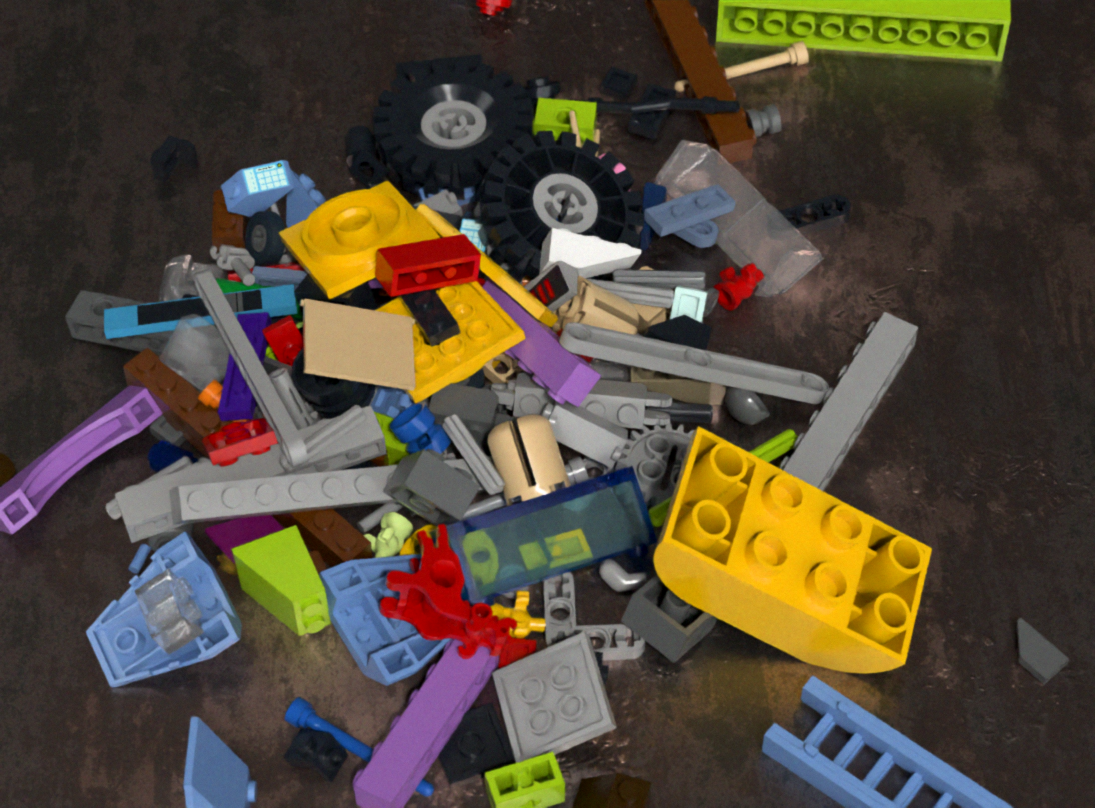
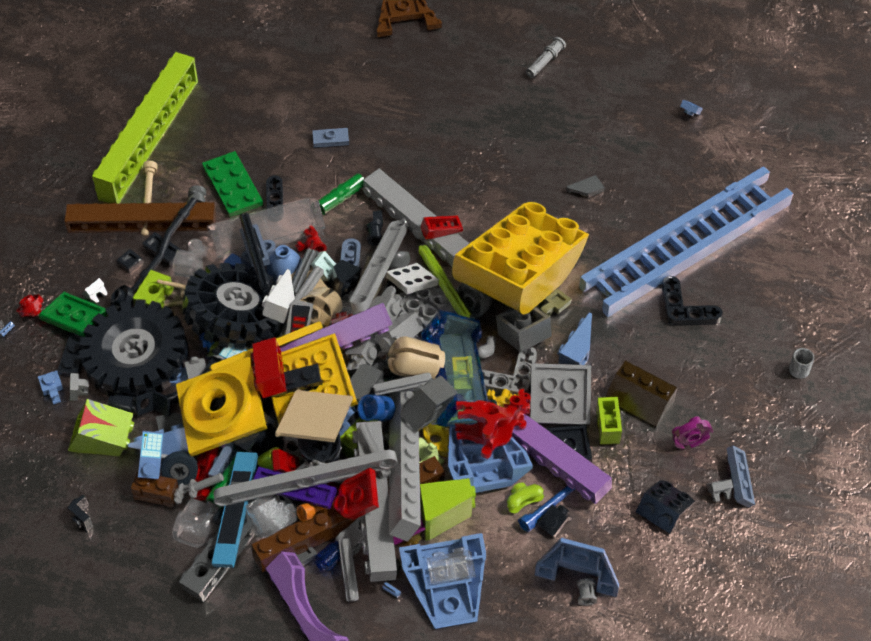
camera: 75 degrees left, 0 degrees up
(308, 133) = (101, 430): none -> lime slope
(345, 694) = (523, 496): none -> lime piece
(370, 65) = (51, 385): none -> medium blue plate
(371, 87) = (78, 387): none -> light grey tile
(495, 43) = (71, 313): none -> green tile
(544, 55) = (92, 290): none -> tile
(638, 150) = (189, 261): none -> clear brick
(667, 205) = (254, 251): none -> black axle
(673, 712) = (578, 345): none -> medium blue slope
(678, 252) = (281, 260): none -> medium blue piece
(716, 418) = (412, 278): none -> white tile
(734, 340) = (351, 256): none -> sand blue plate
(752, 658) = (555, 302): none -> olive plate
(808, 359) = (374, 229): none -> black connector
(814, 159) = (232, 184): none -> green plate
(831, 425) = (430, 230): none -> red slope
(849, 295) = (341, 193): none -> green axle
(967, 255) = (330, 137): none -> sand blue plate

